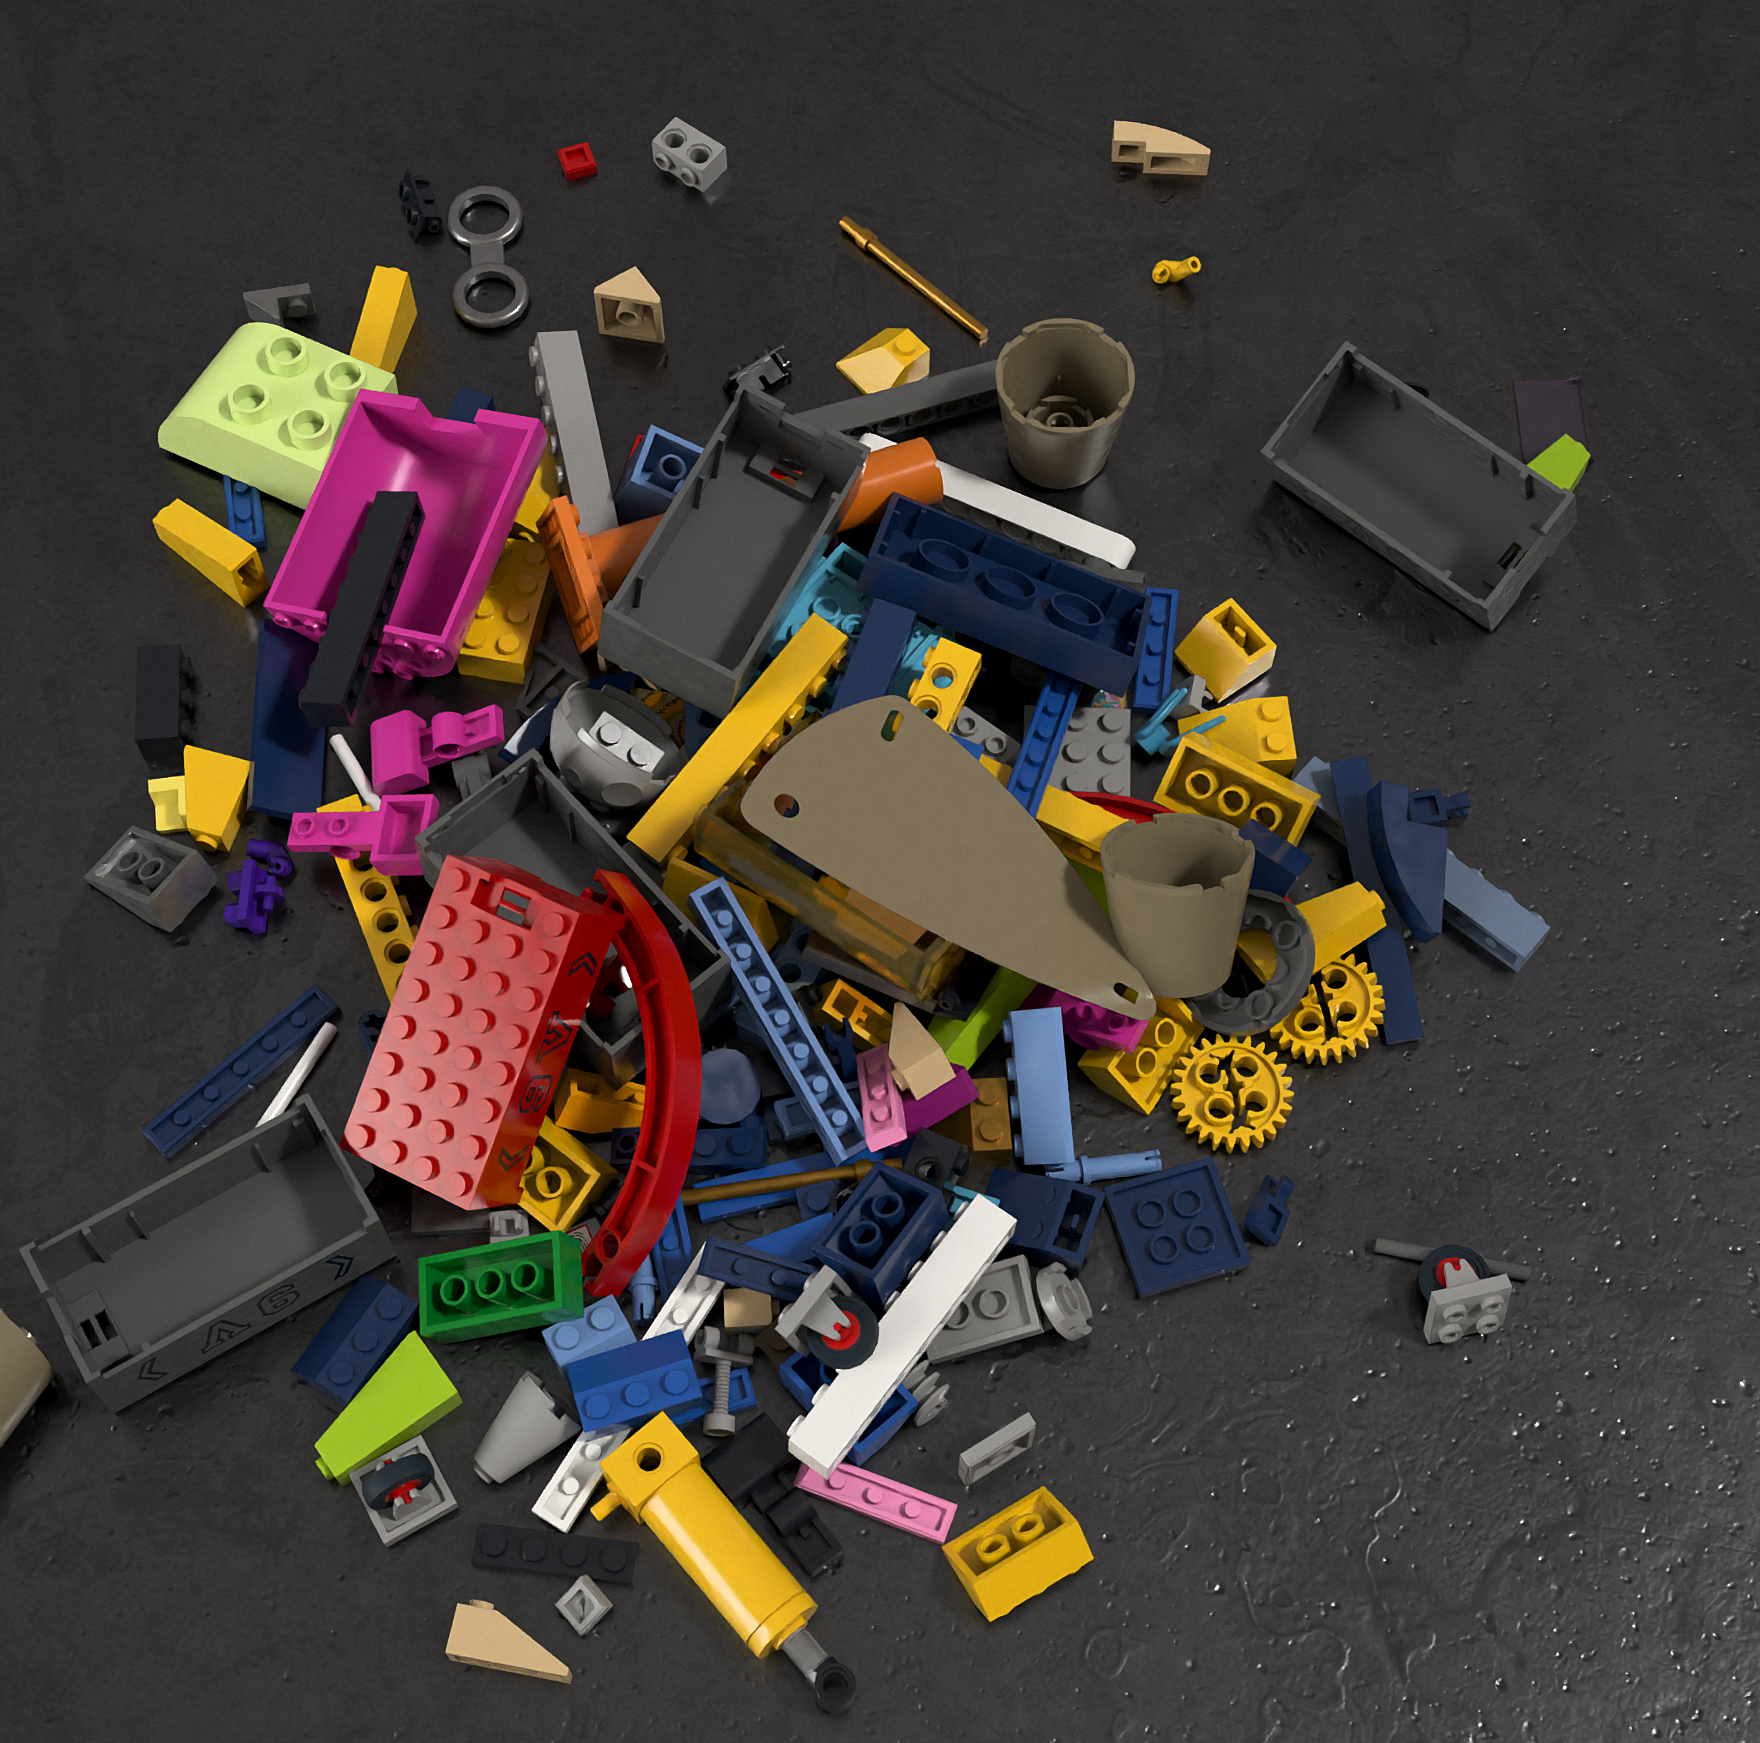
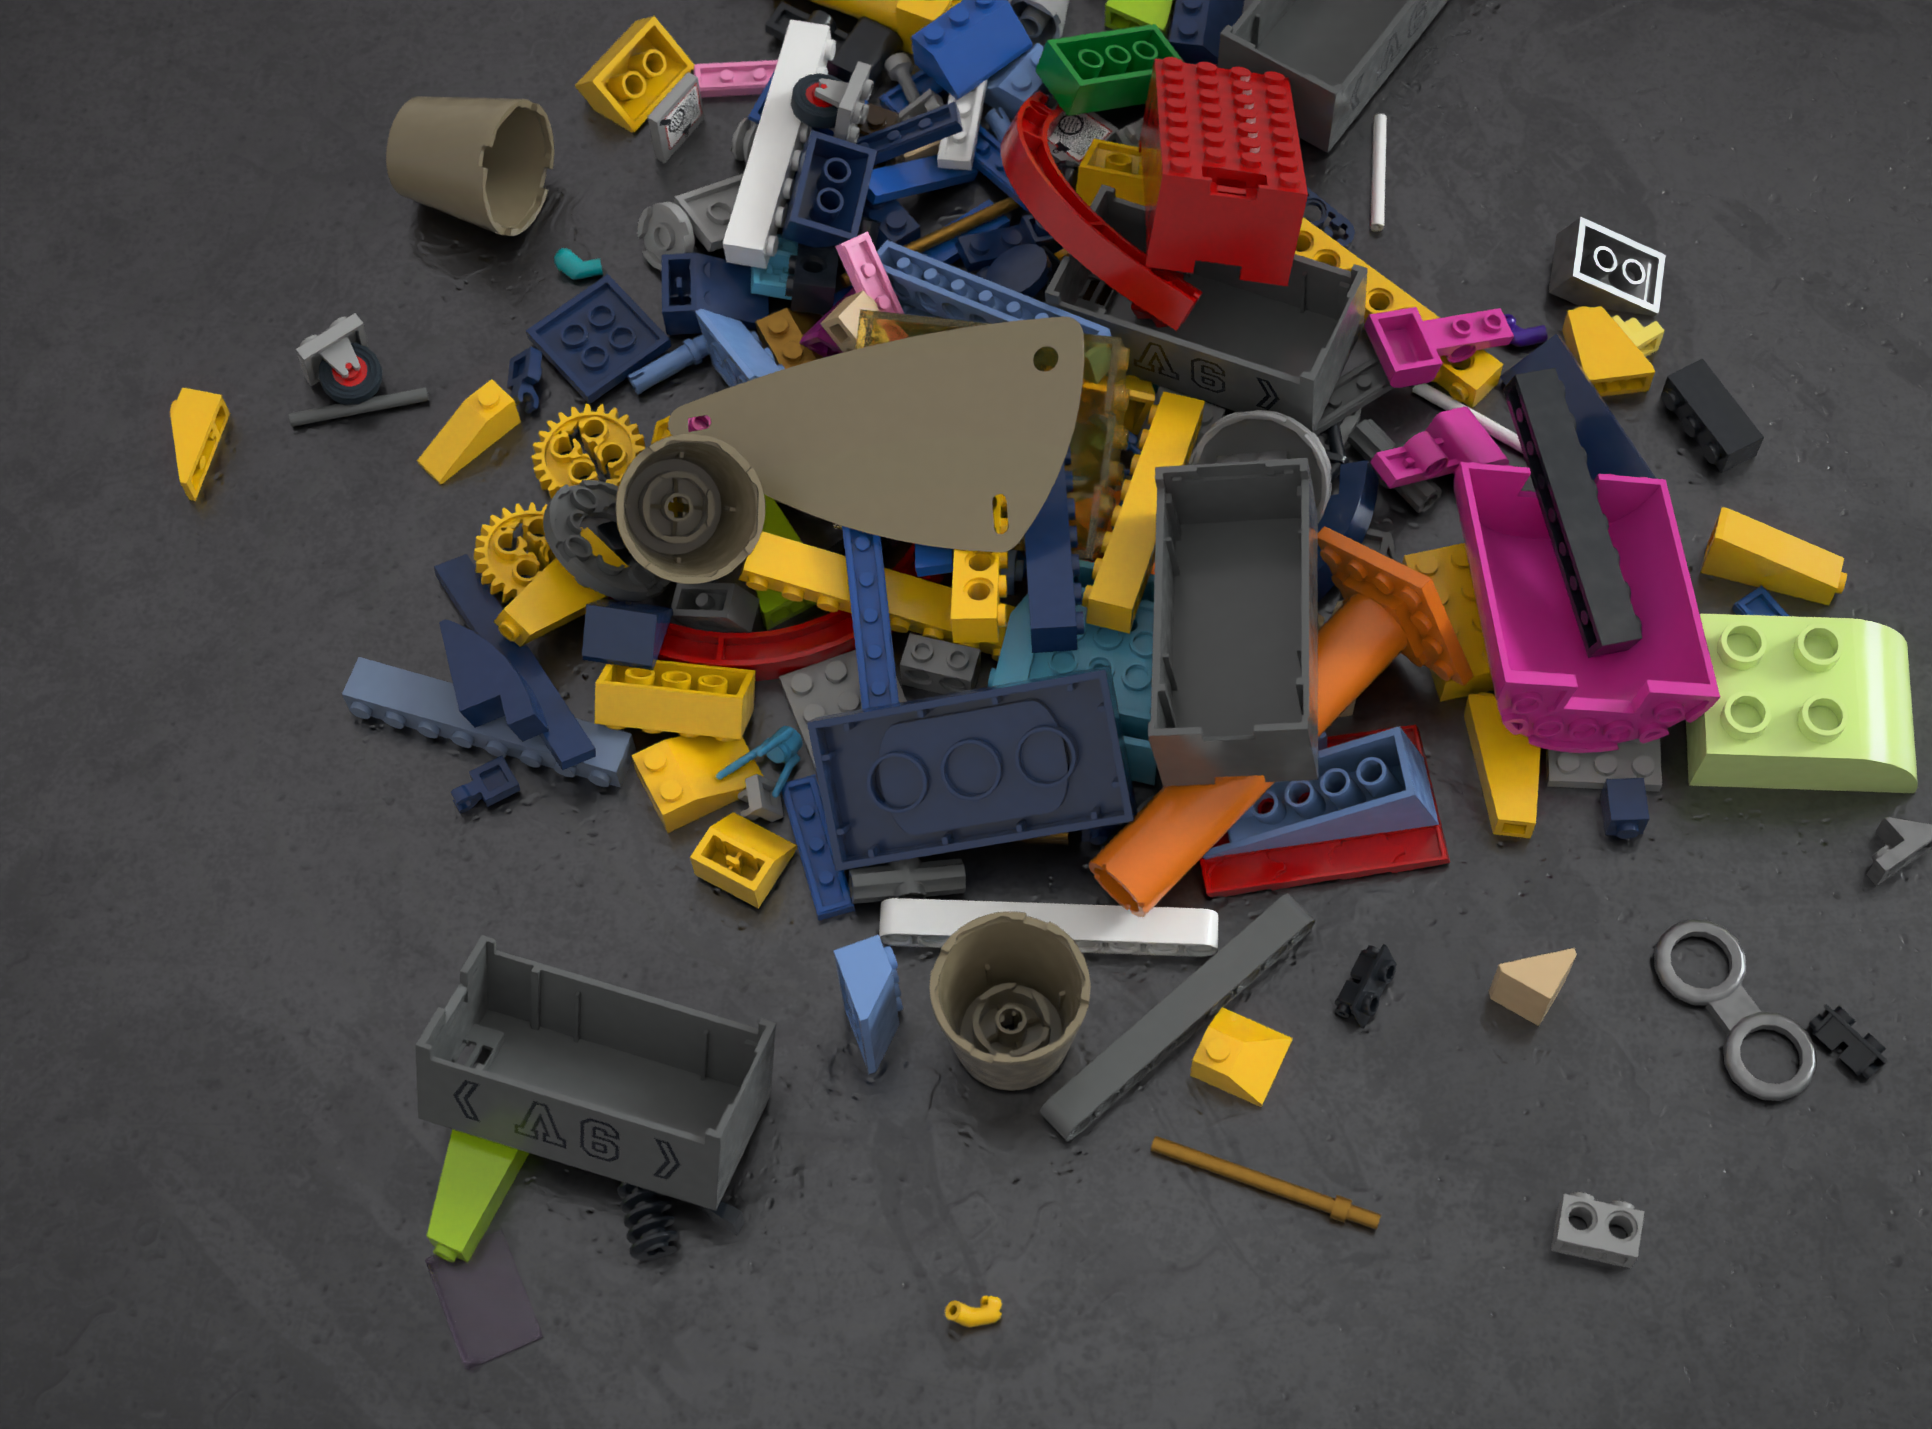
camera: 160 degrees right, 0 degrees up
(240, 1071) = (1425, 170): dark blue tile -> none
(256, 897) = (1508, 289): dark purple hips -> none
(385, 319) = (1772, 848): yellow slope -> none
(573, 429) = (1483, 778): light grey brick -> none
(577, 161) = (1719, 1179): red tile -> none
(1170, 461) = (870, 996): none -> medium blue slope
(1171, 1328) = (576, 268): none -> teal arm
(1254, 1468) = (473, 158): none -> dark tan cone
(1344, 1171) = (470, 431): none -> yellow slope
(1638, 1288) = (197, 428): none -> yellow slope

